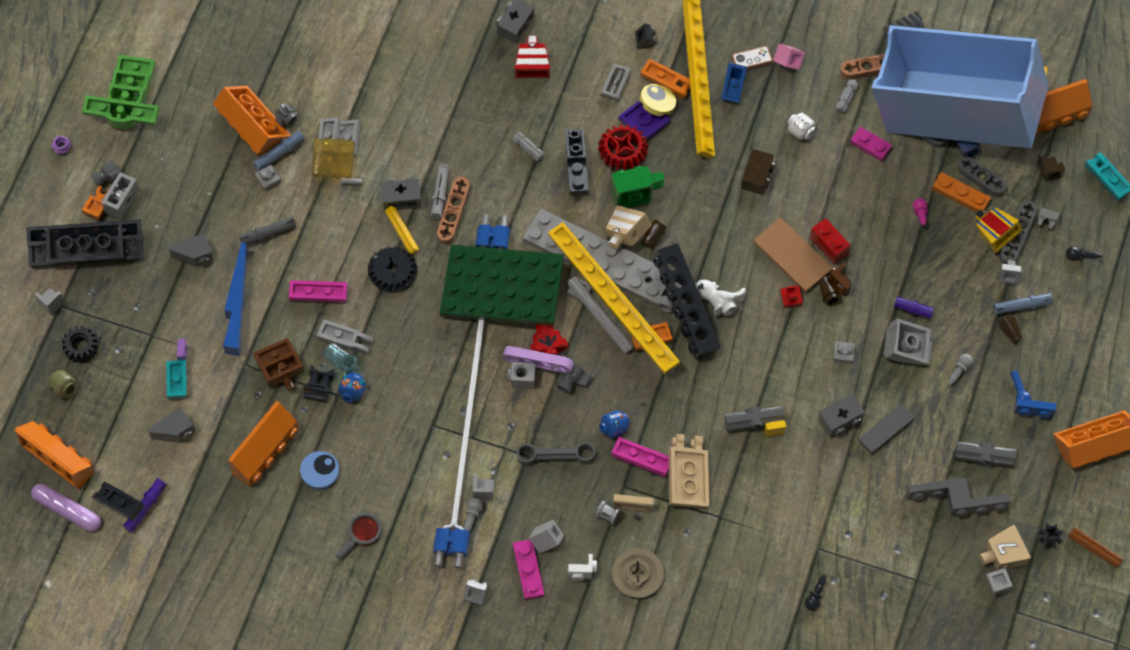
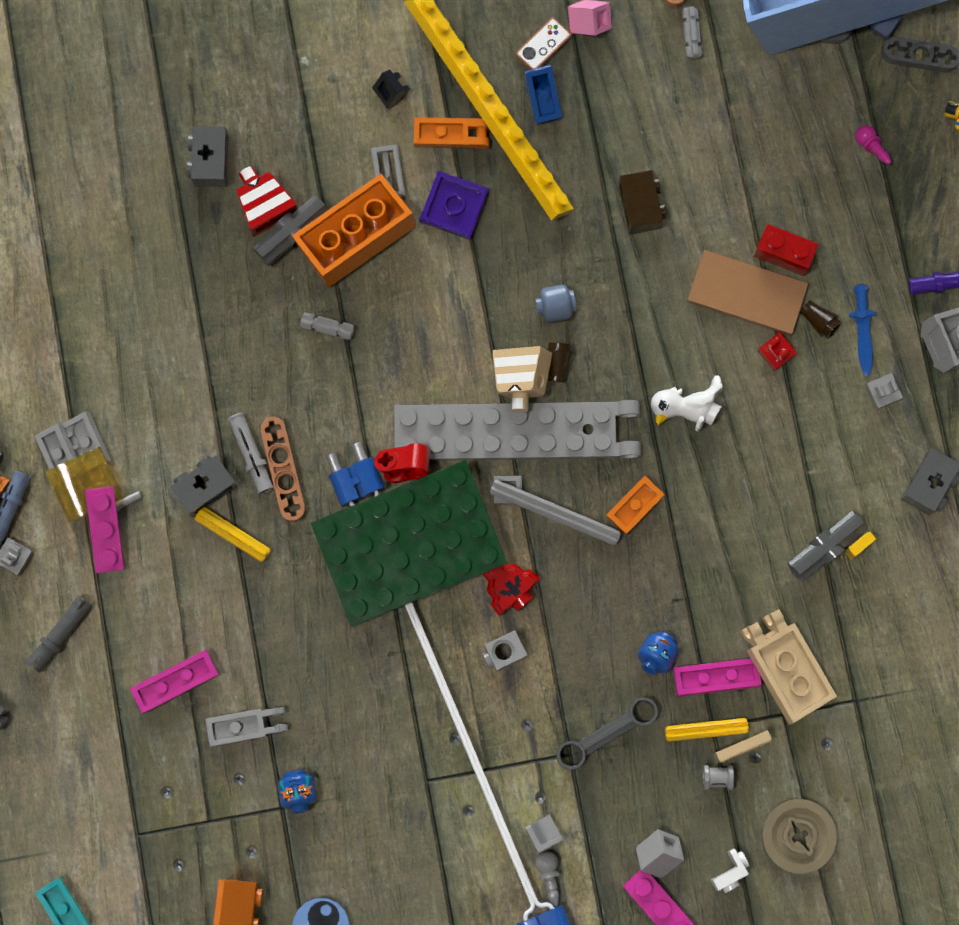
camera: 30 degrees left, 15 degrees up
(182, 350) = (46, 866): medium lavender tile -> none
(235, 304) = (77, 761): blue slope -> none
(279, 363) = (183, 811): reddish brown plate -> none
(315, 390) = (254, 821): black piece -> none
(329, 187) = (104, 529): none -> dark pink plate
(341, 359) = (258, 760): clear light blue piece -> none
(381, 274) = (271, 595): black gear -> none
(526, 239) = (406, 464): none -> red piece
(538, 83) = (280, 238): none -> dark grey piece
(540, 359) = (514, 621): lavender beam -> none
(575, 101) = (354, 230): none -> orange slope
(576, 162) = (404, 317): black slope -> none
(576, 376) = (567, 614): dark grey piece -> none
(614, 298) = (561, 483): yellow plate -> none
(617, 483) = (706, 729): none -> yellow axle
(625, 154) = (461, 263): red gear -> none
(635, 186) = (500, 312): green hinge -> none
(657, 99) = (458, 170): light yellow tile -> none
(671, 201) = (556, 303): none -> sand blue head
(688, 291) = (714, 475): black brick -> none
(801, 126) = (660, 108): white head -> none
(839, 280) = (827, 298): reddish brown bracket -> none
(856, 304) = (863, 319): none -> blue sword
(870, 144) = (758, 83): dark pink plate -> none
(960, 193) = (907, 91): orange plate -> none

